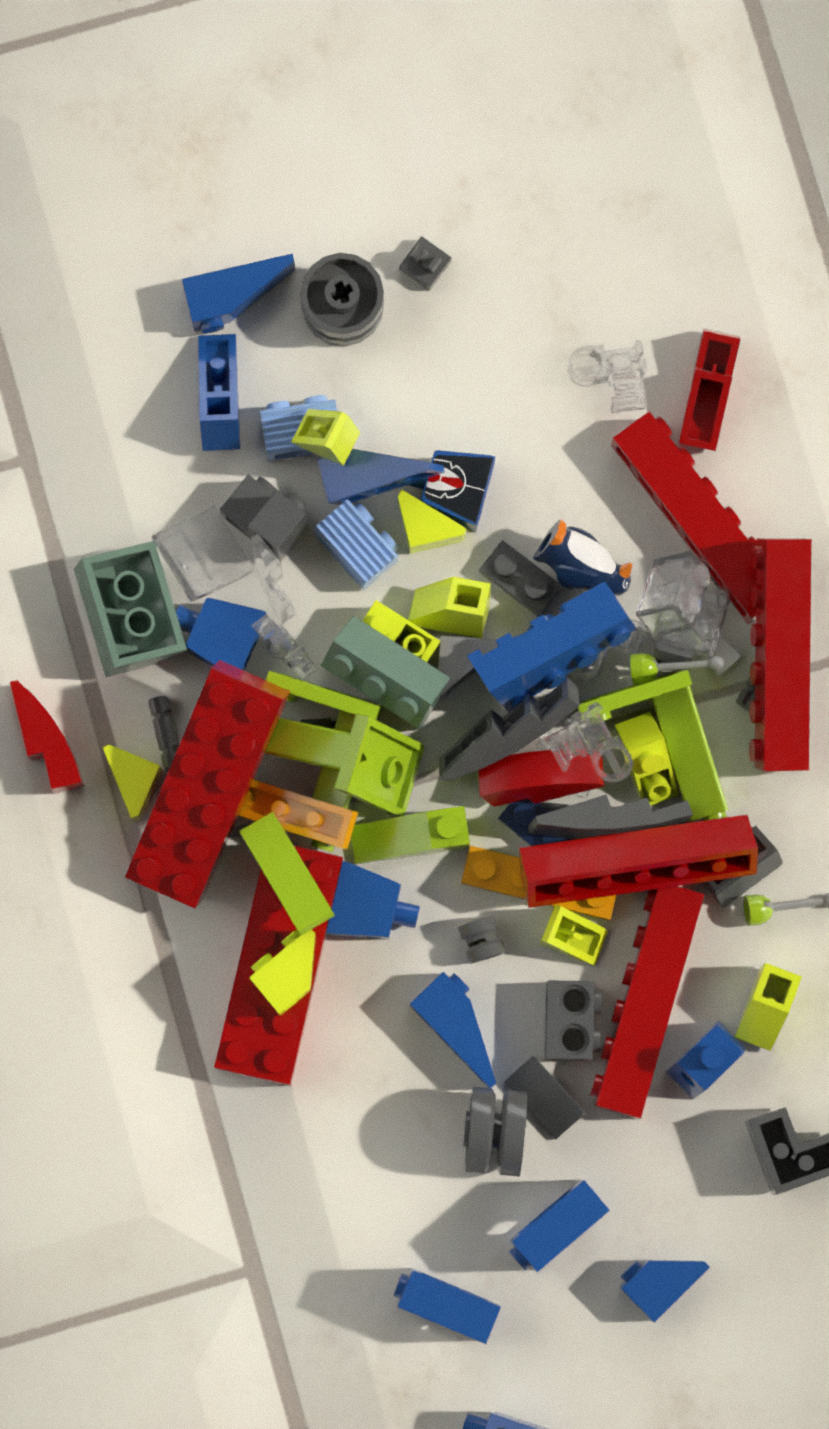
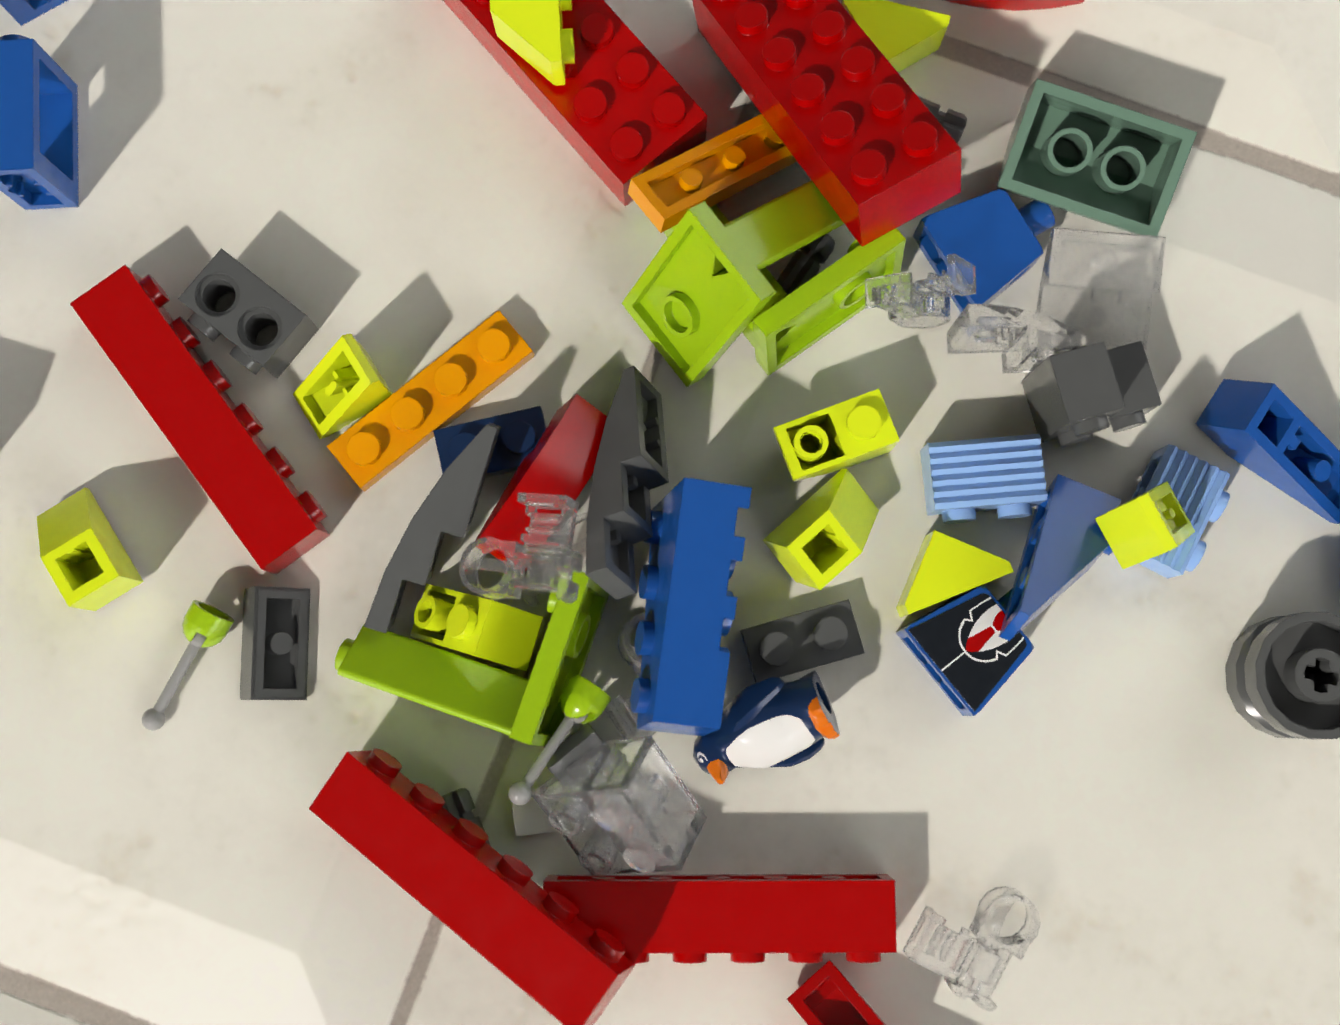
camera: 130 degrees right, 0 degrees up
(286, 873) = (646, 87): lime slope -> none
(368, 905) = (552, 186): blue torso -> none
(385, 672) = (803, 381): sand green slope -> none
(411, 835) = (591, 296): lime slope -> none
(425, 263) = (1275, 815): dark grey tile -> none
(452, 1018) = (352, 186): blue slope -> none
(454, 659) = (769, 492): light grey slope -> none
(478, 931) = (415, 283): dark grey wheel -> none
(495, 1131) = (186, 129): dark grey wheel -> none
(545, 1097) = (191, 231): dark grey slope -> none
(638, 861) = (356, 520): red brick -> none
(706, 1060) = (74, 430): blue torso -> none

